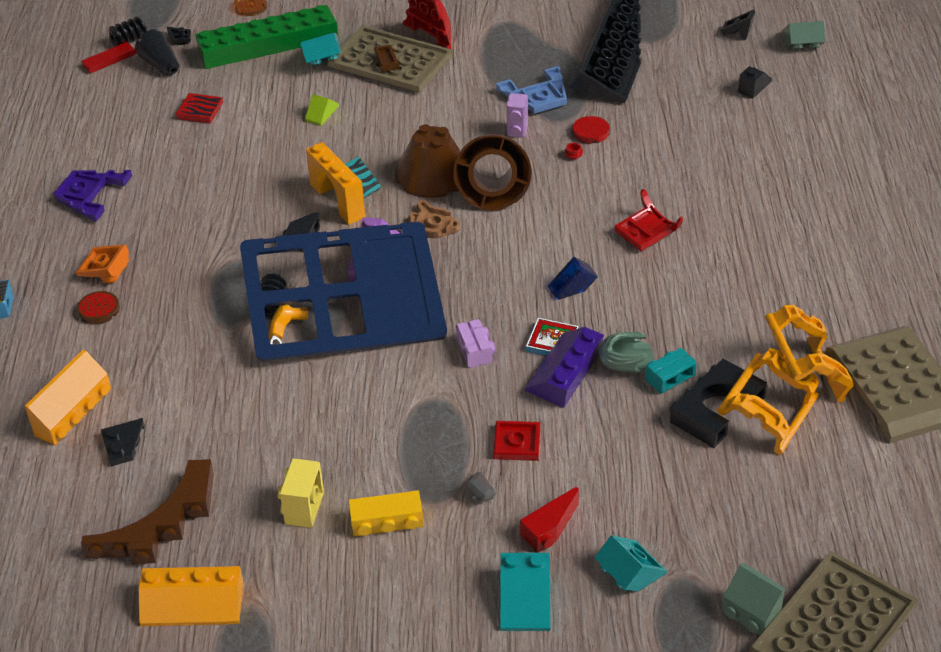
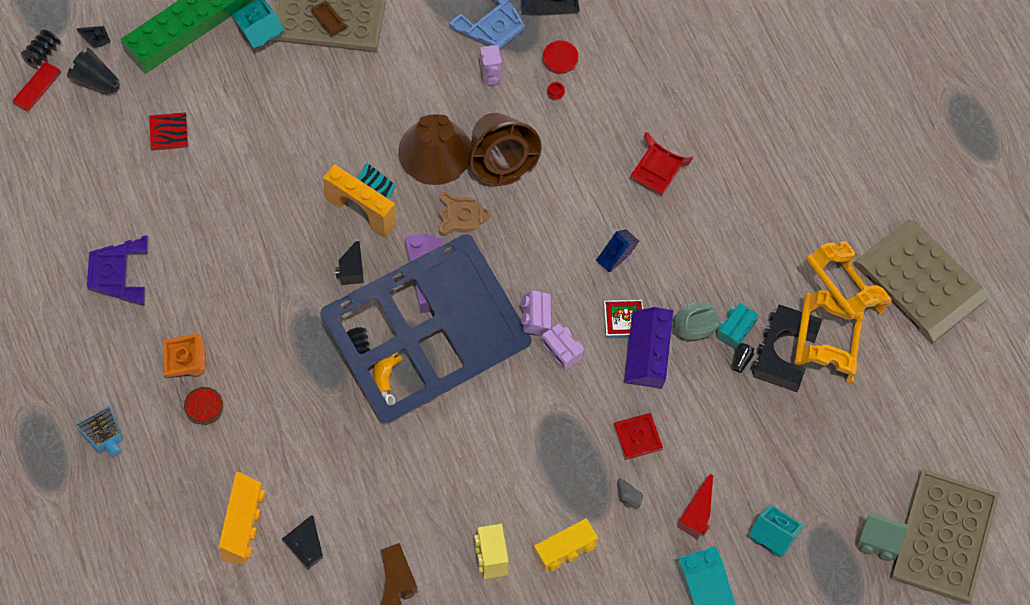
camera: 25 degrees left, 20 degrees up
(320, 109) = (292, 102): lime slope -> none
(462, 306) = (536, 312): none -> lavender brick
(664, 398) = (743, 356): none -> black cone

